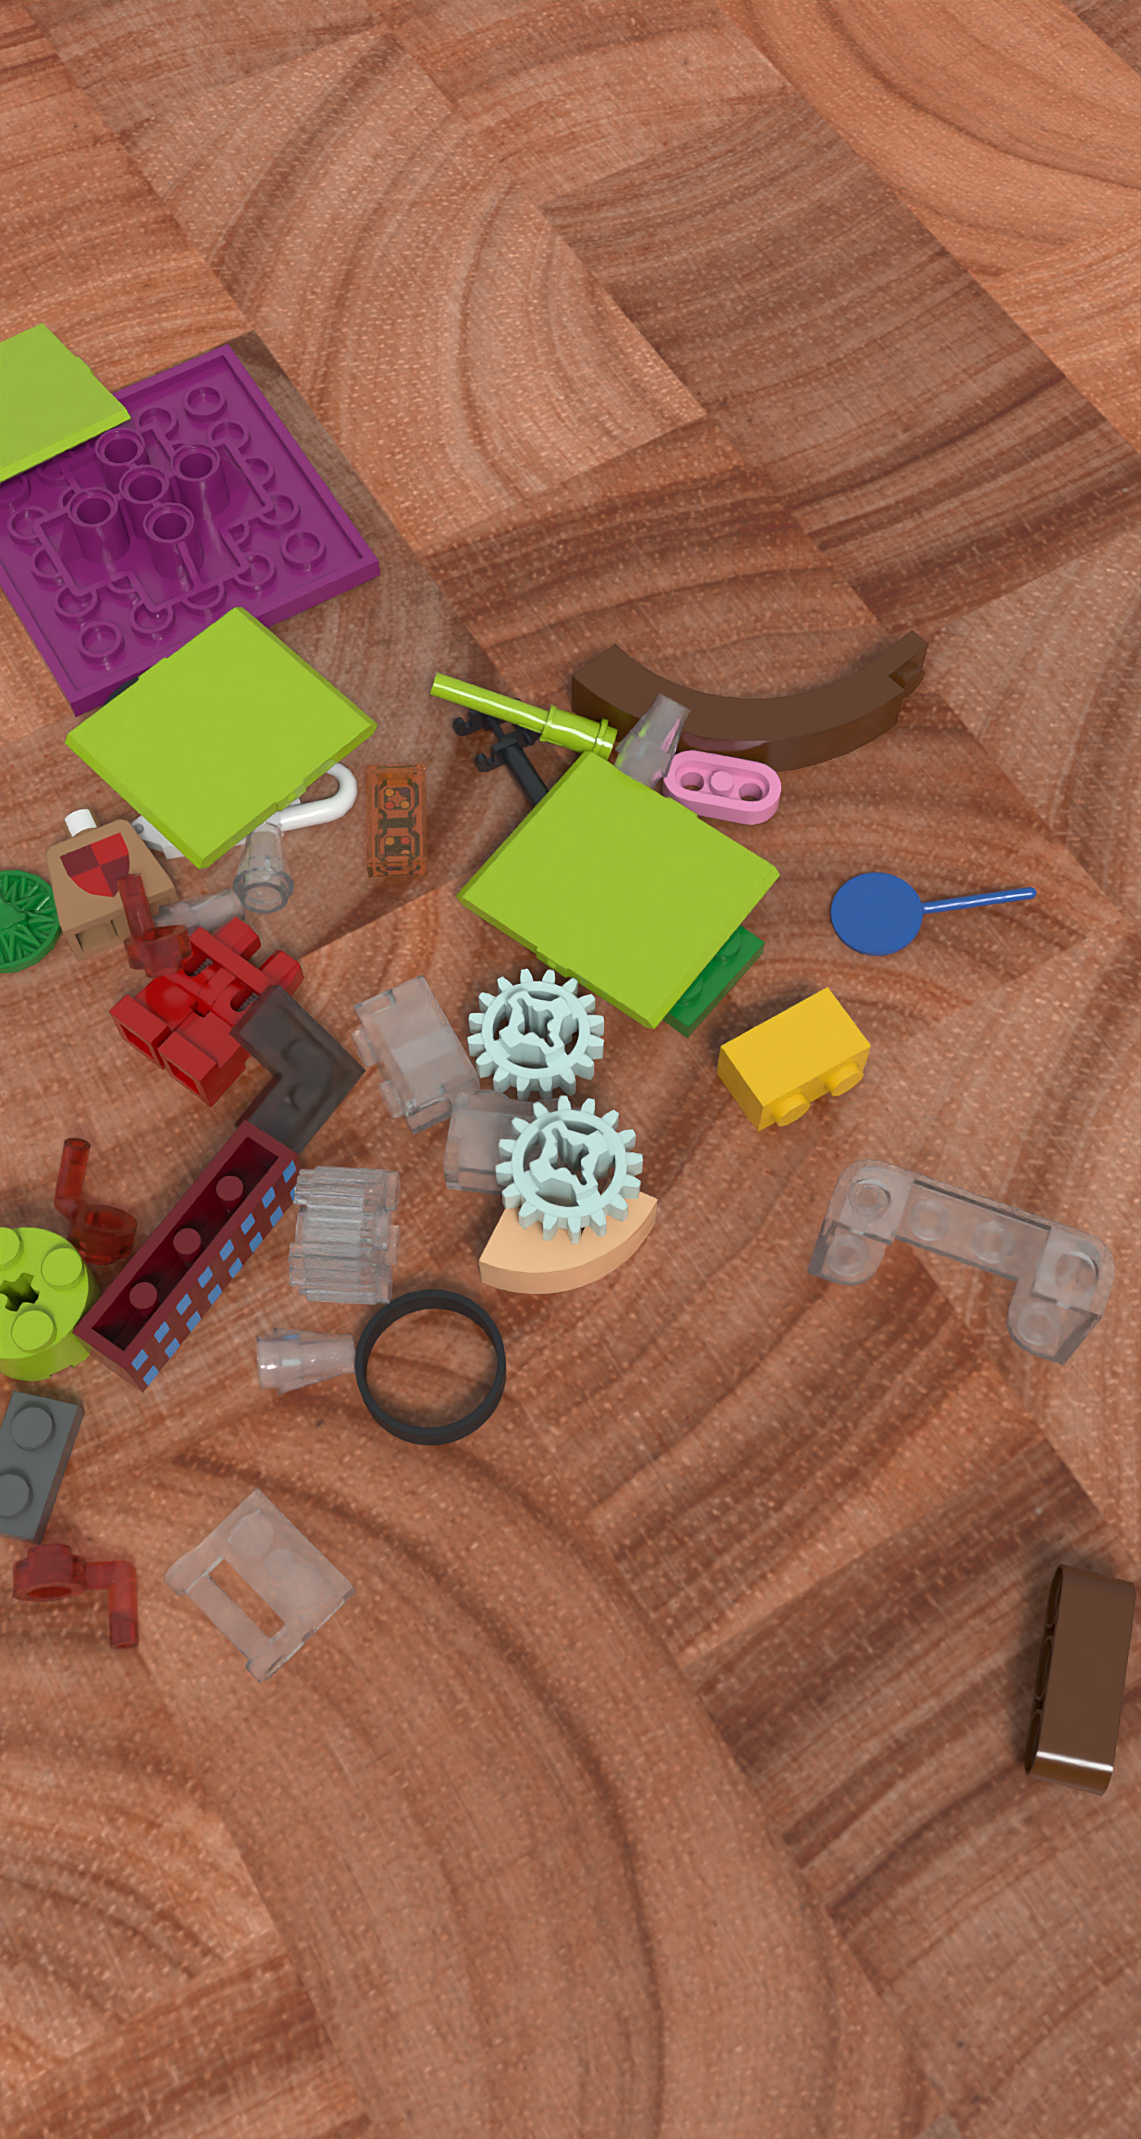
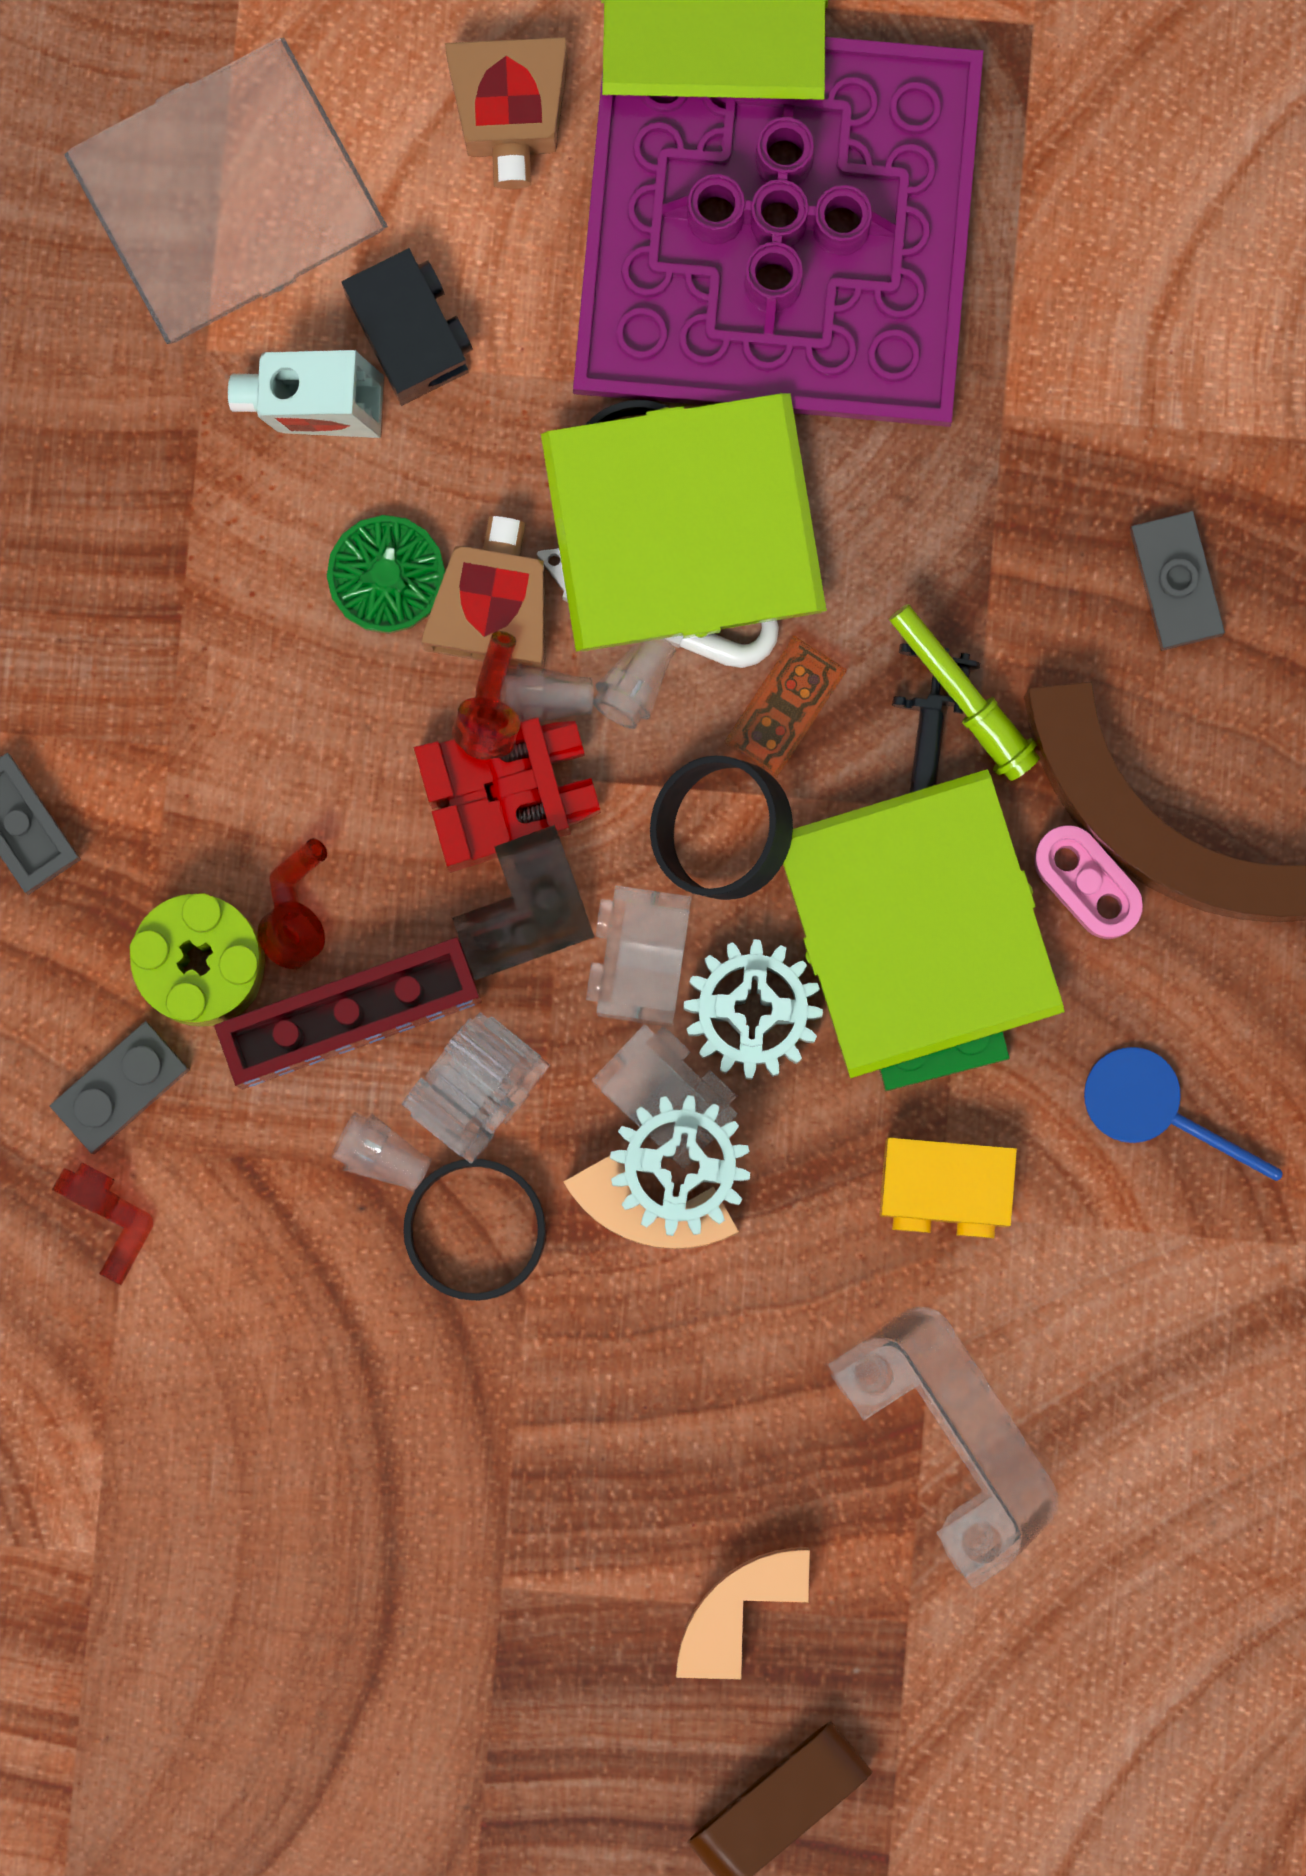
camera: 40 degrees right, 20 degrees up
(278, 1567) = (257, 1299): clear plate -> none
(359, 896) = (664, 818): none -> black tyre
(621, 570) = (1177, 581): none -> dark grey plate
(652, 742) = (1042, 813): clear cone -> none
(897, 1554) = (714, 1633): none -> light nougat brick

